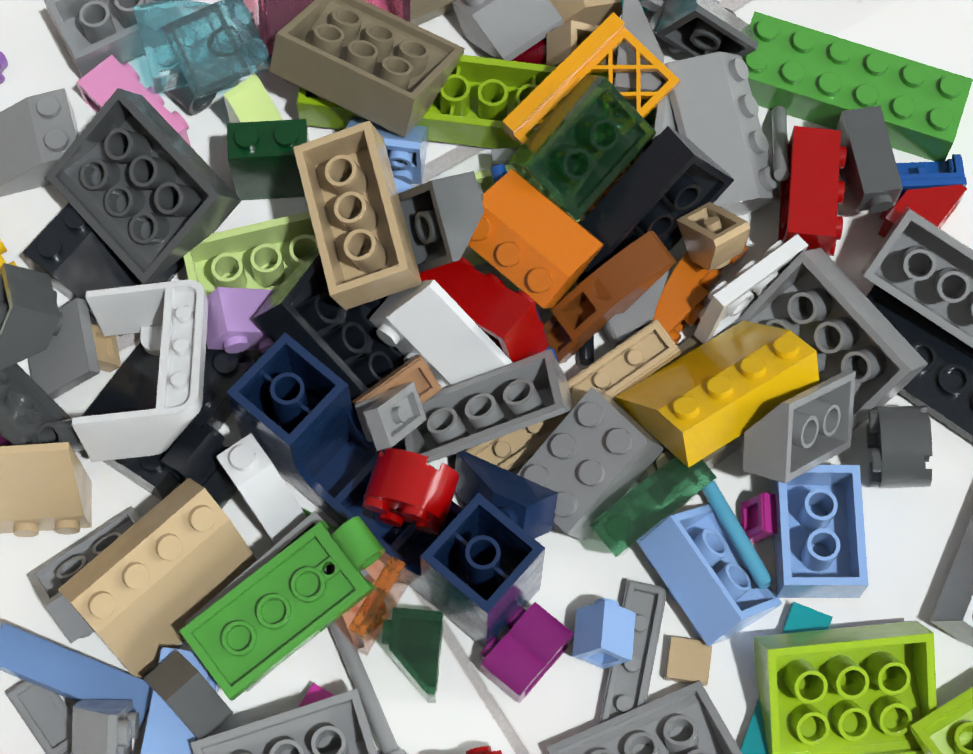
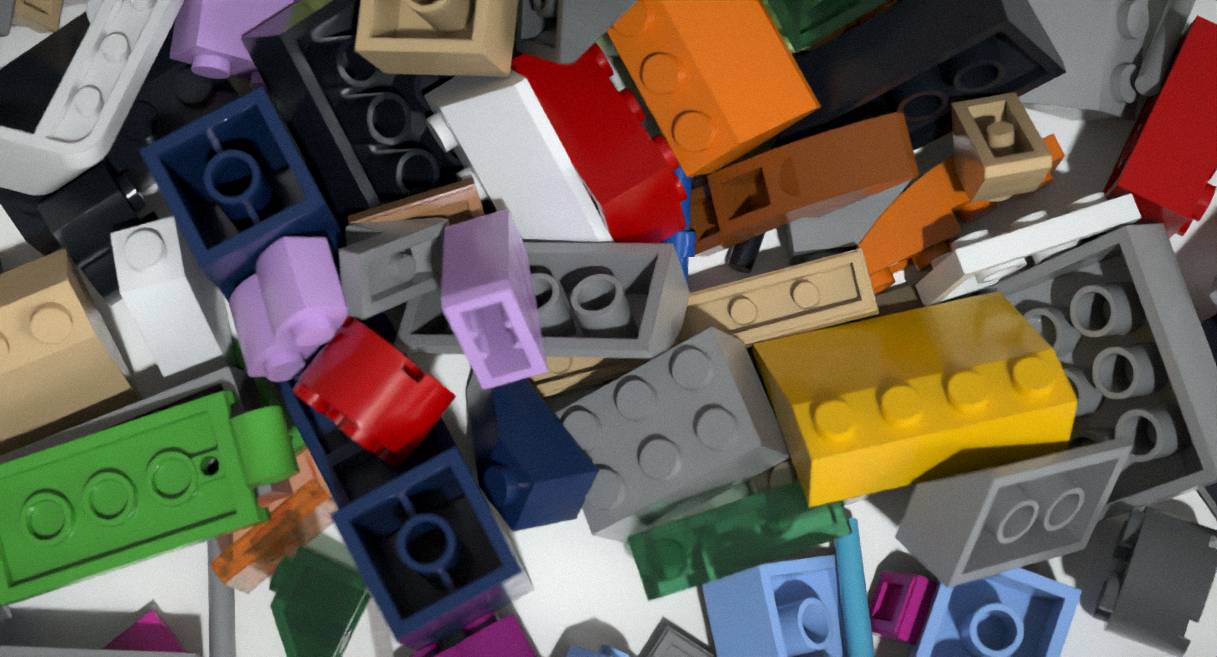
camera: 25 degrees right, 10 degrees up
(341, 459) = (288, 308): none -> lavender brick
(462, 411) = (492, 299): none -> lavender slope

